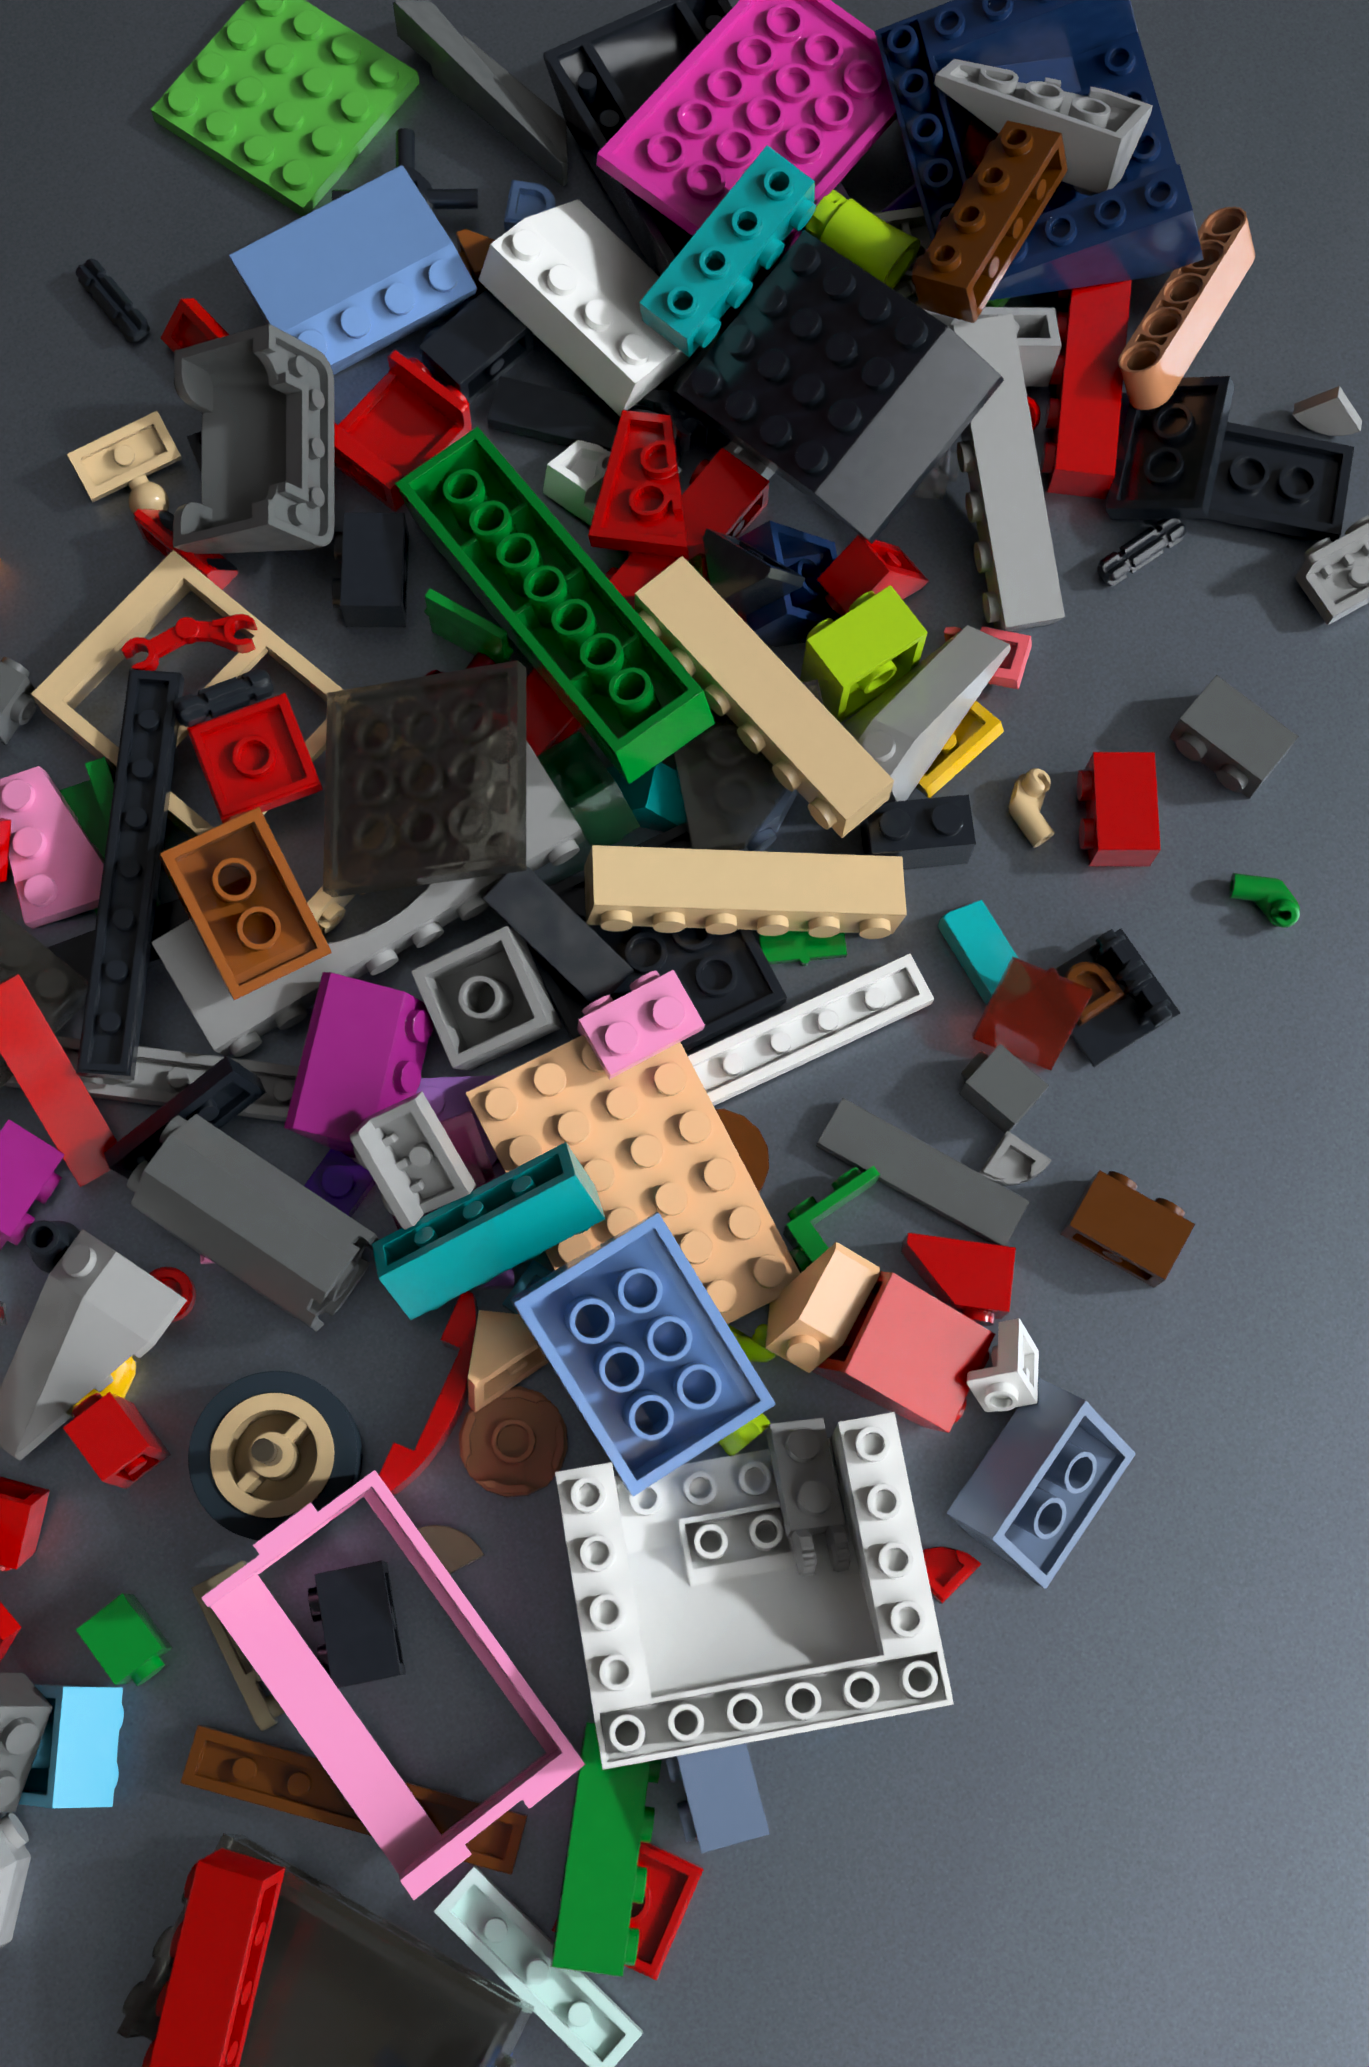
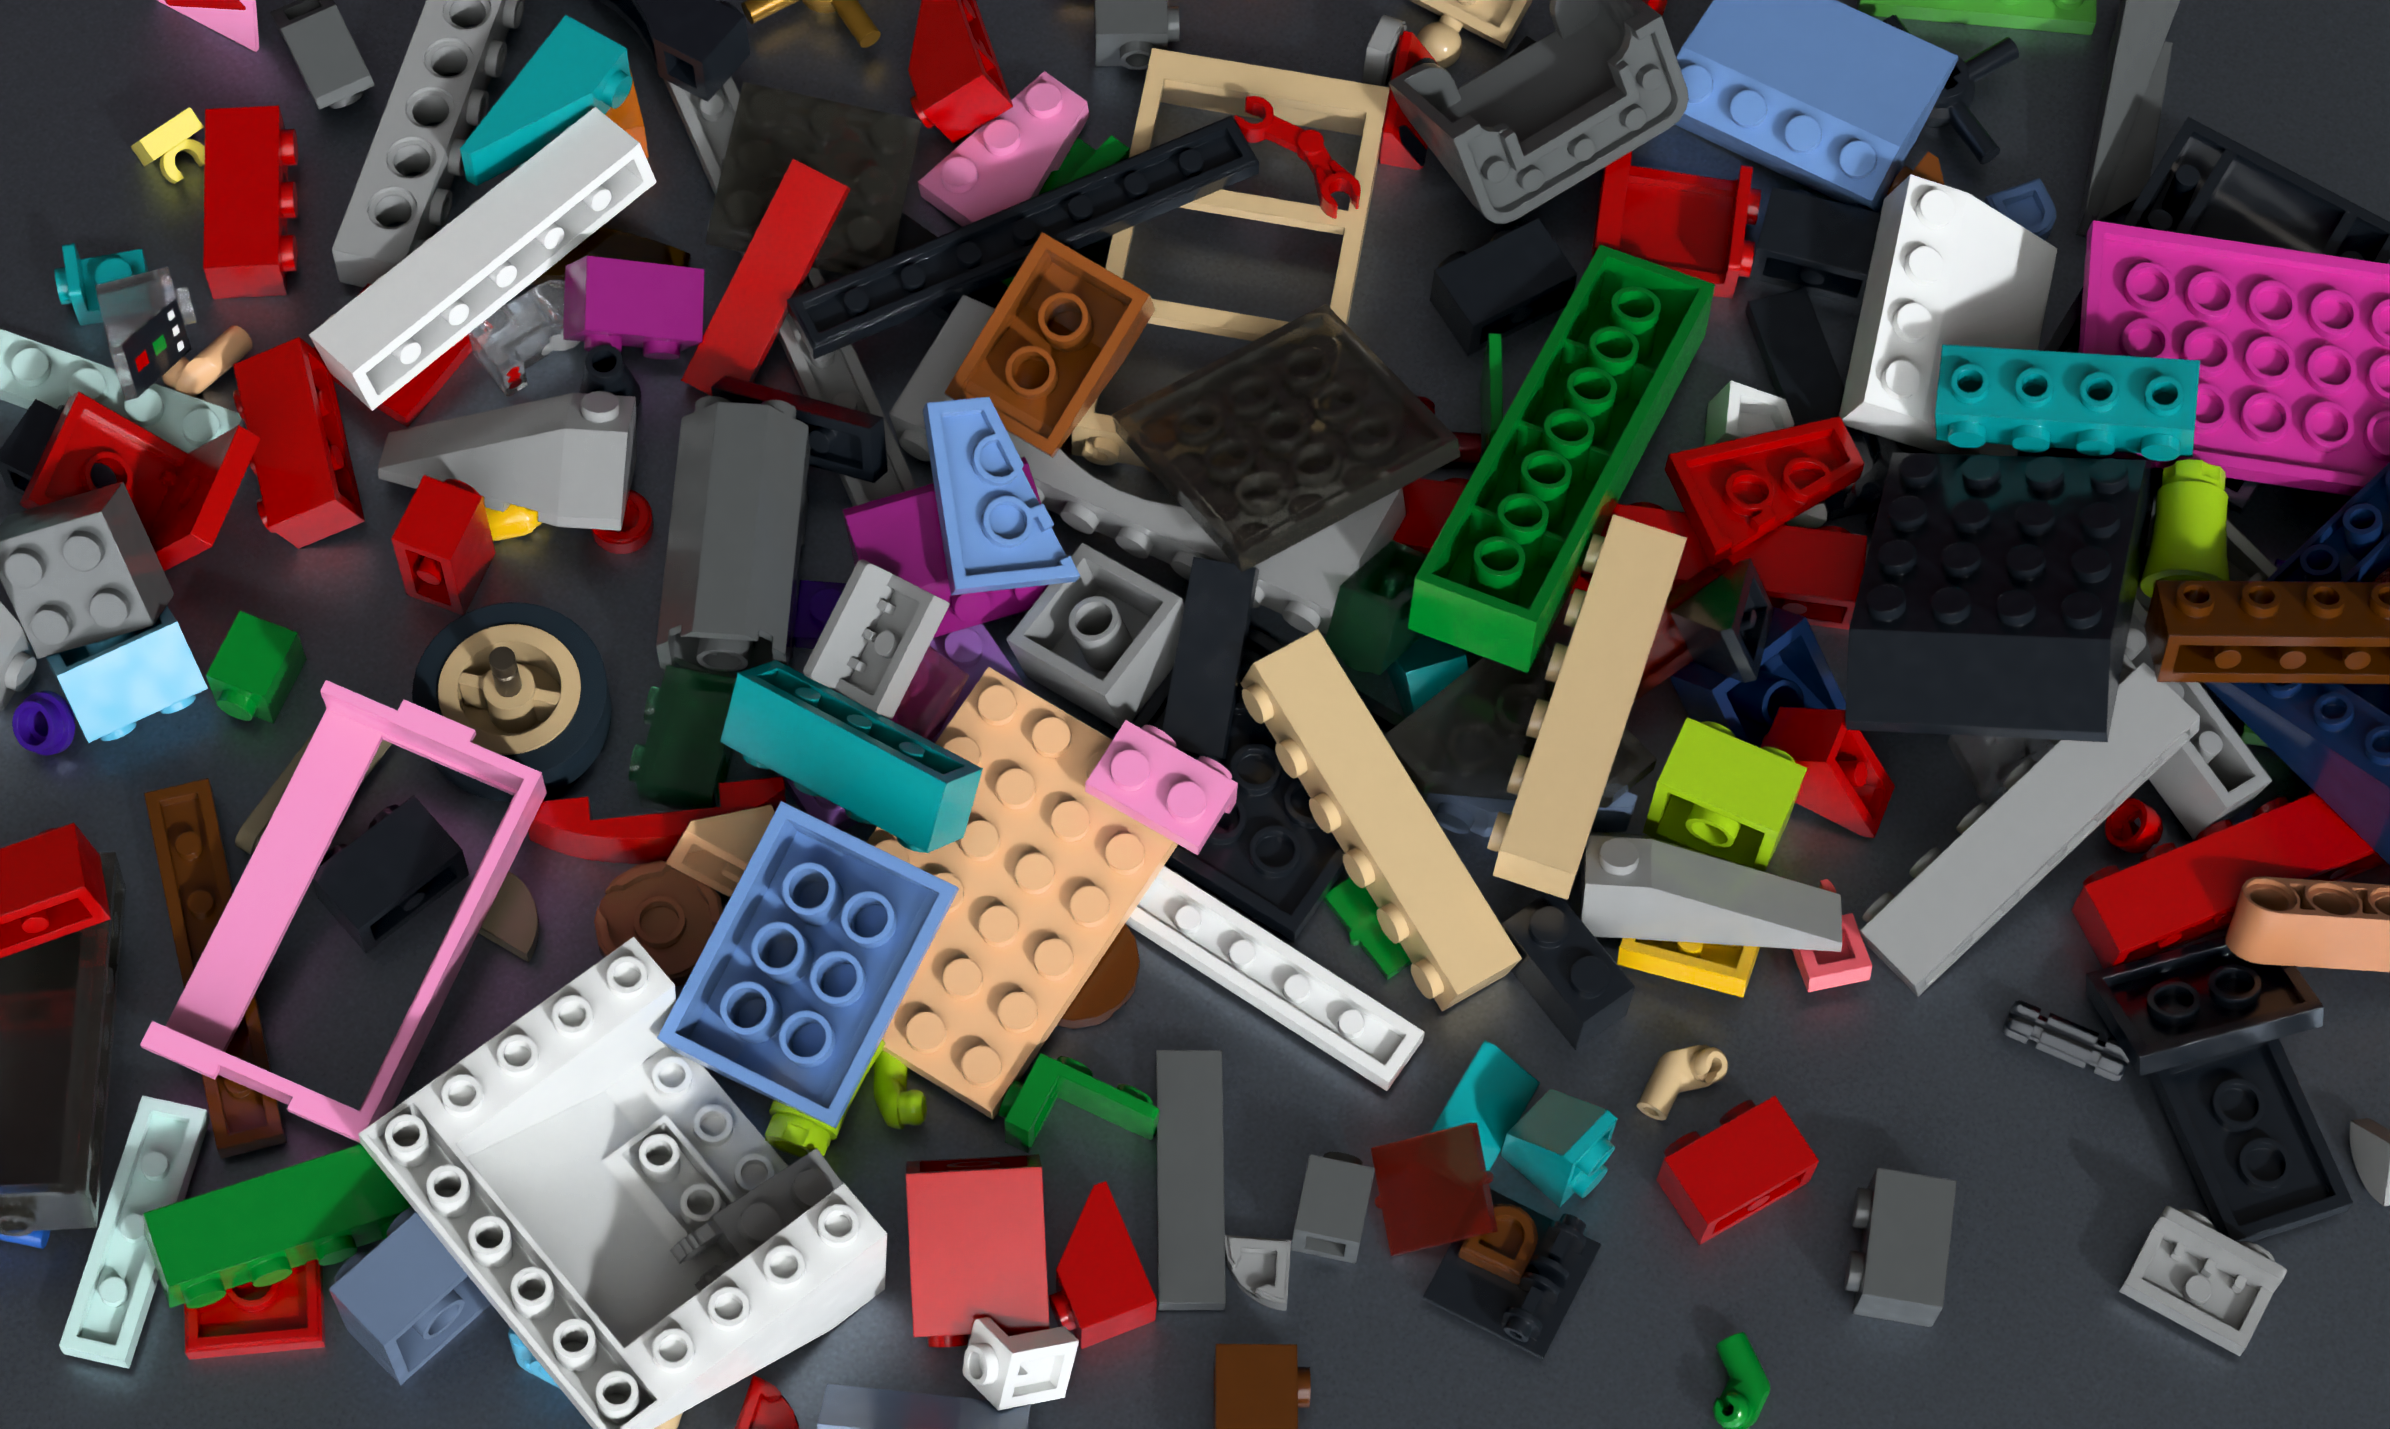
camera: 60 degrees right, 10 degrees down
(69, 1833) = (44, 723): none -> dark purple plate
(132, 539) = (1382, 50): none -> light grey tile
(223, 697) = (1260, 216): black axle -> none
(254, 758) = (1216, 280): red tile -> none
(355, 1022) = (986, 508): none -> medium blue wing
(385, 1342) = (683, 747): none -> clear green brick
(820, 1307) = (968, 1130): light nougat slope -> none
(1048, 909) = (1561, 1145): none -> teal slope

